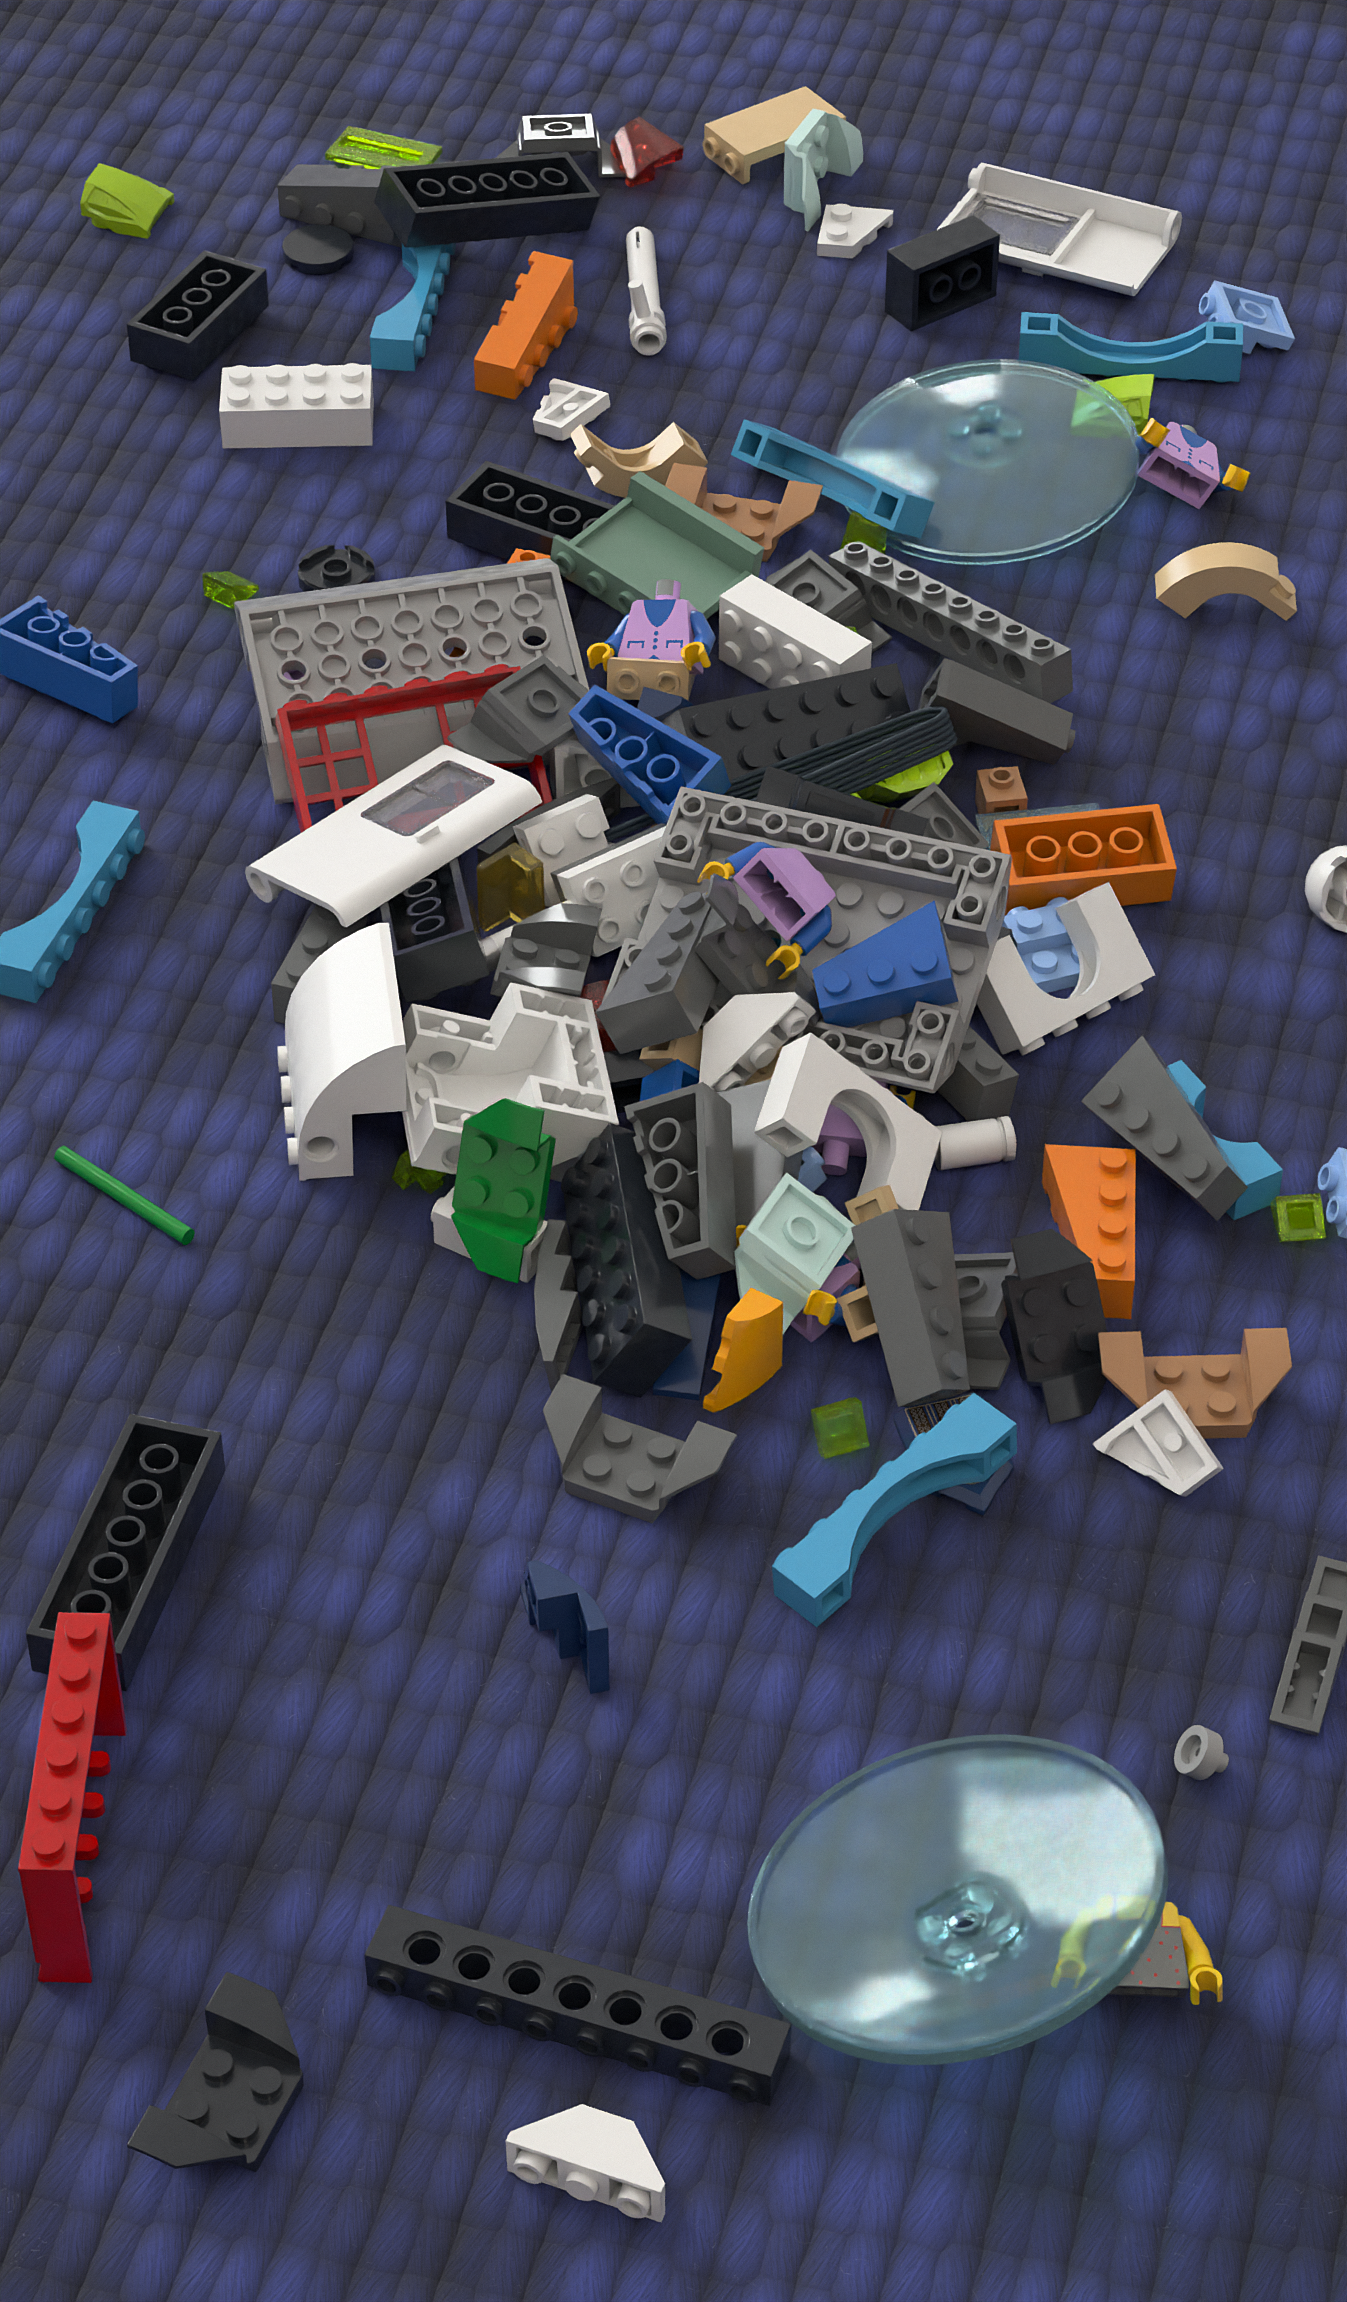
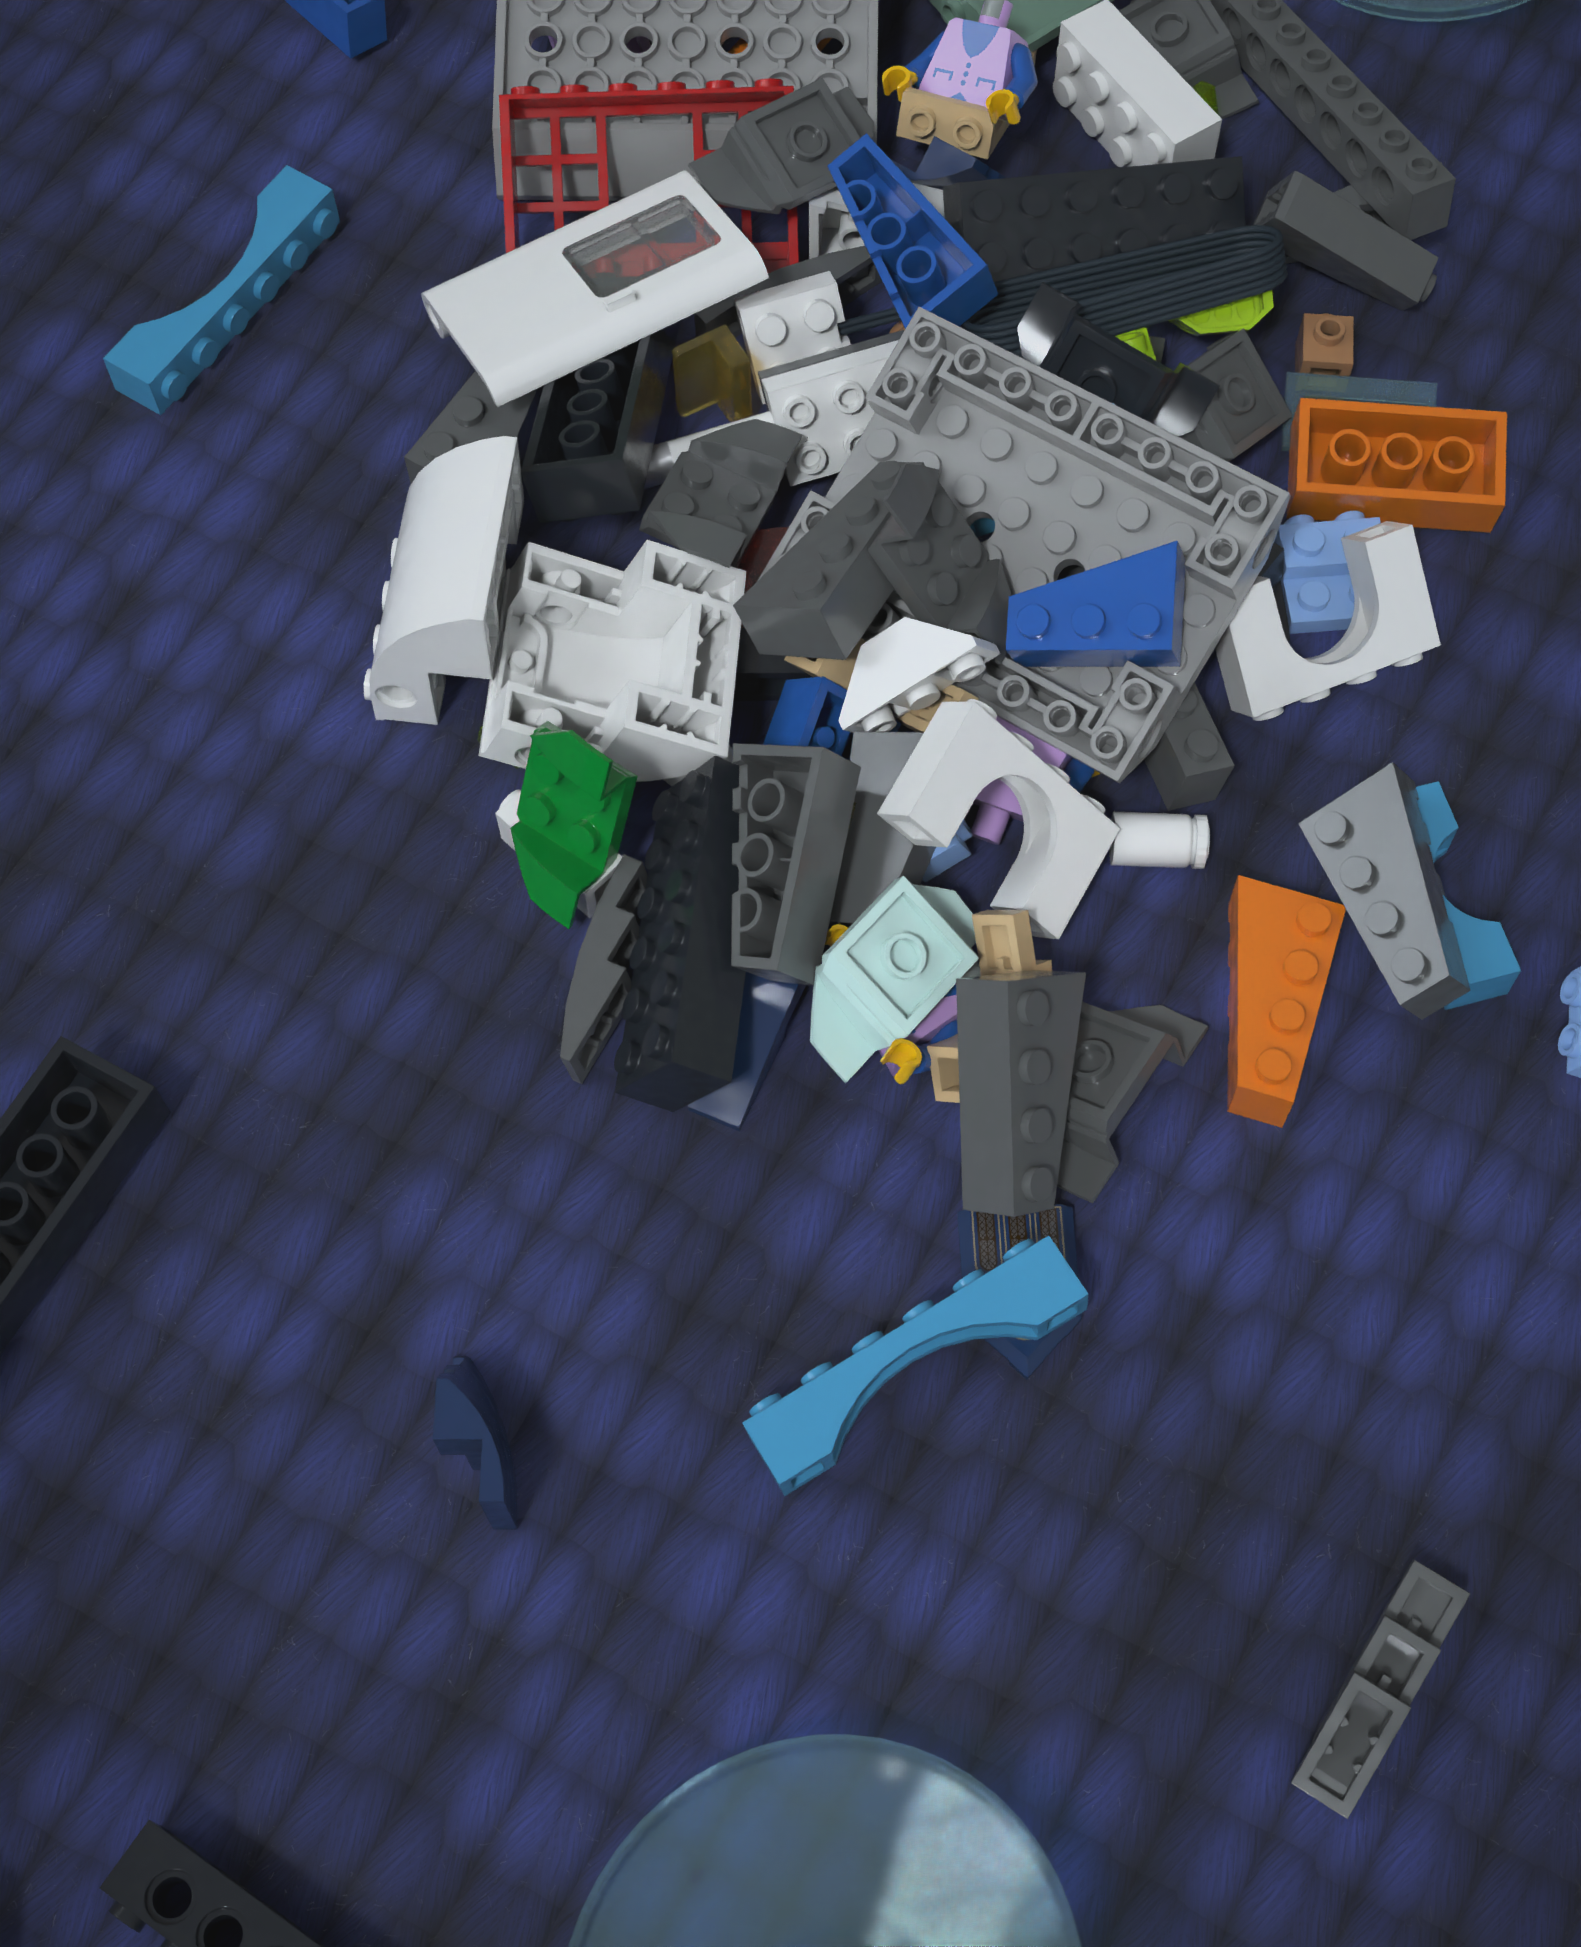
camera: 15 degrees right, 20 degrees up
(124, 1195) = (174, 701): green bar -> none
(624, 1462) = (623, 1205): dark grey piece -> none
(748, 1349) = (801, 1093): light orange slope -> none
(787, 894) = (1002, 487): lavender torso -> none
(840, 1427) = (886, 1221): clear neon green tile -> none
(1056, 1322) = (1183, 1150): black piece -> none
(1162, 1445) = (1267, 1343): white wing -> none
(1200, 1753) = (1189, 1819): light grey tile -> none
(1213, 1390) = (1332, 1261): medium nougat piece -> none
(1298, 1217) = (1525, 1028): clear neon green slope -> none

